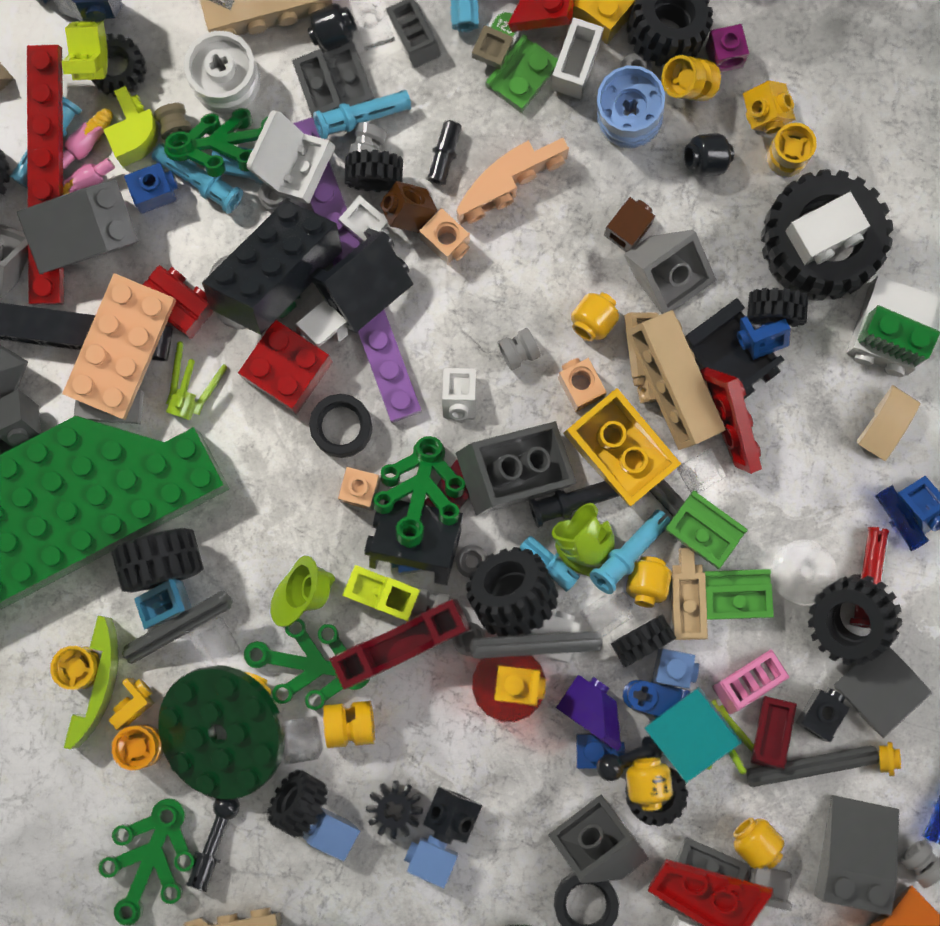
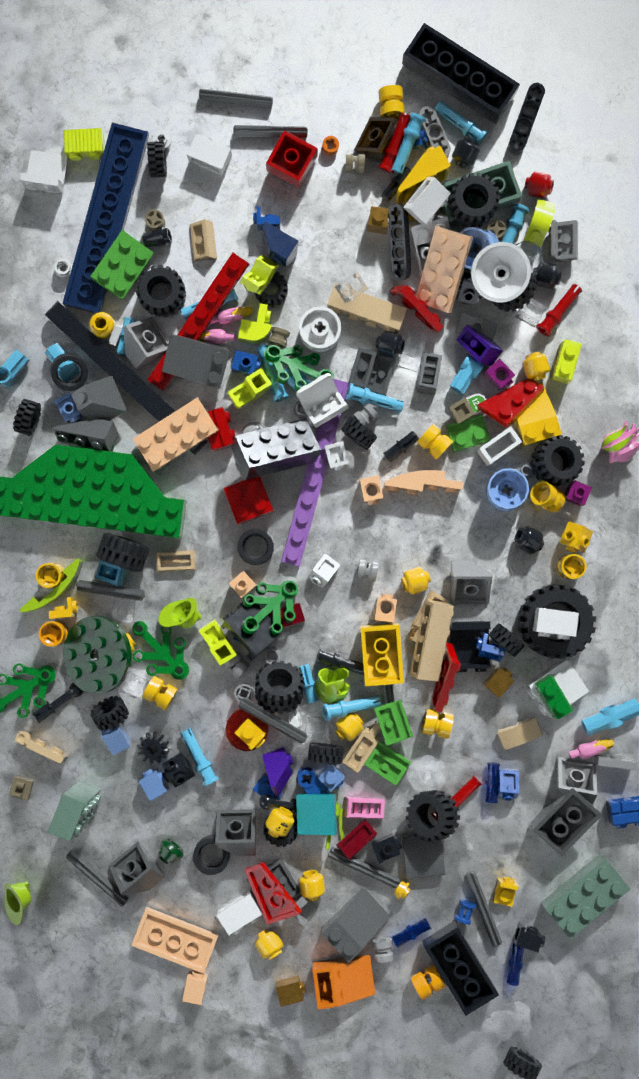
camera: 35 degrees right, 5 degrees up
(179, 400) = (187, 480): lime plant -> none
(184, 214) = (250, 390): none -> neon yellow brick
(265, 508) = (159, 561): none -> tan tile
(322, 324) = (280, 492): white panel -> none
(364, 280) = (315, 486): black panel -> none
(400, 644) = (210, 674): dark red arch -> none
(408, 207) = (363, 463): reddish brown brick -> none
(482, 784) = (202, 765): none -> medium azure pin
(485, 112) = (434, 441): none -> yellow wheel
(515, 467) = (324, 628): dark grey brick -> none
(630, 224) = (466, 547): reddish brown brick -> none
(769, 489) = (437, 723): none -> yellow wheel
(808, 373) = (499, 681): none -> pearl gold brick

